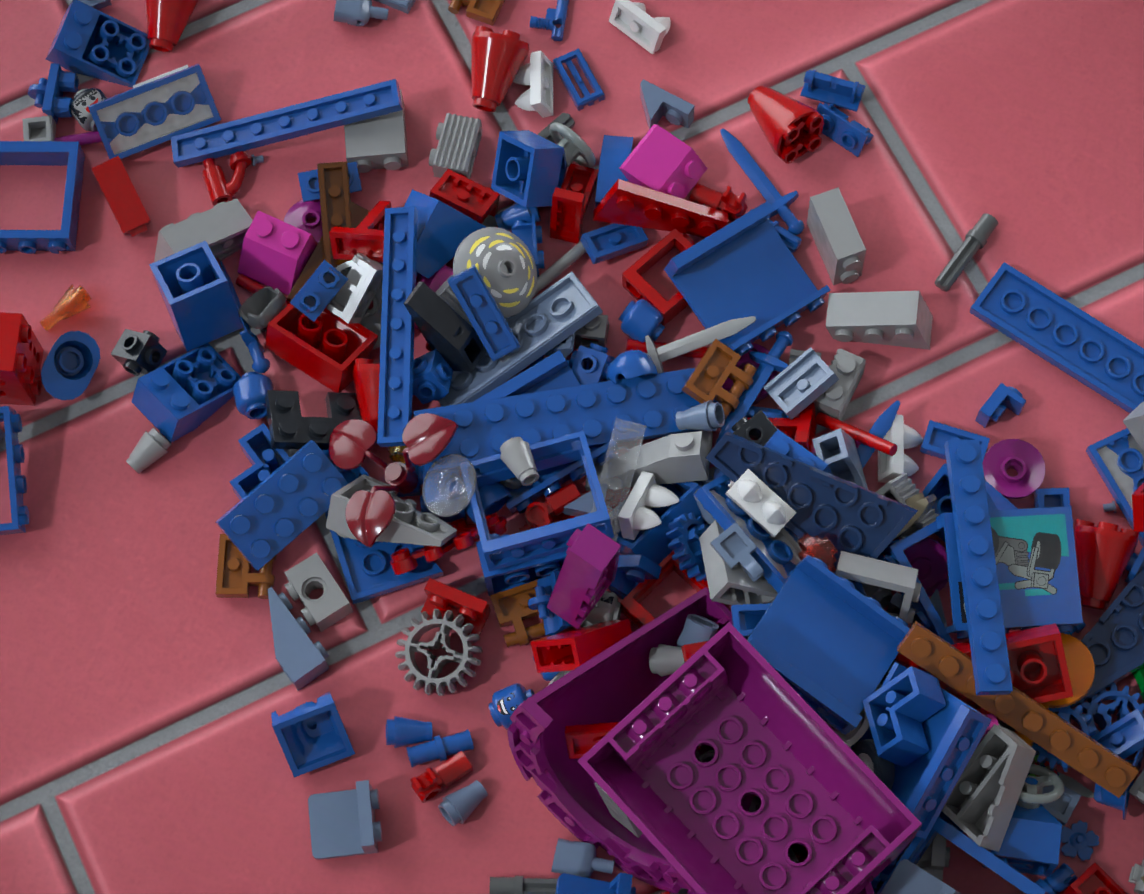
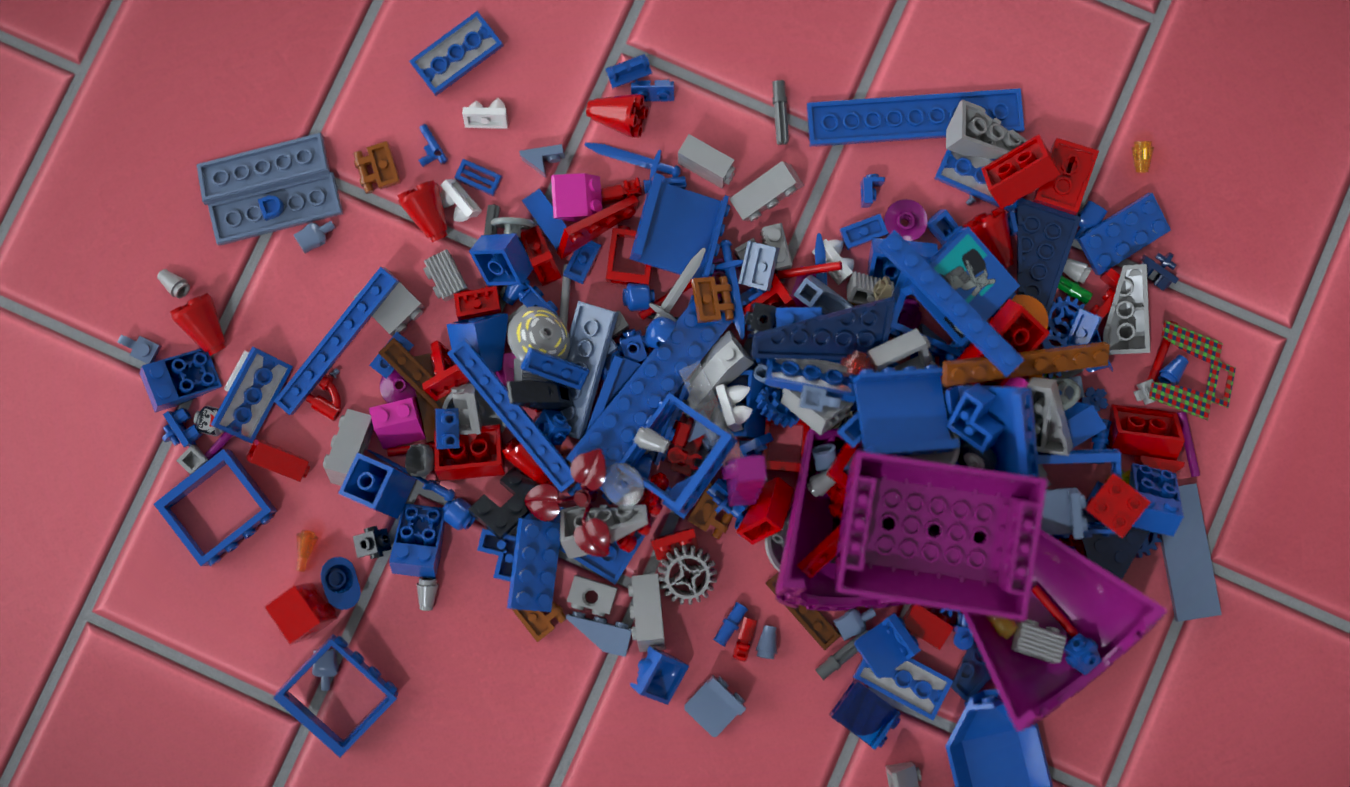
camera: 40 degrees left, 15 degrees up
(359, 657) = (647, 612): none -> light grey wedge
(407, 731) = (705, 630): blue cone -> none
(506, 701) = (751, 570): blue head -> none
(534, 826) = (811, 620): none -> reddish brown tile
(705, 417) = (723, 330): sand blue cone -> none
(760, 503) = (804, 359): white tile -> none

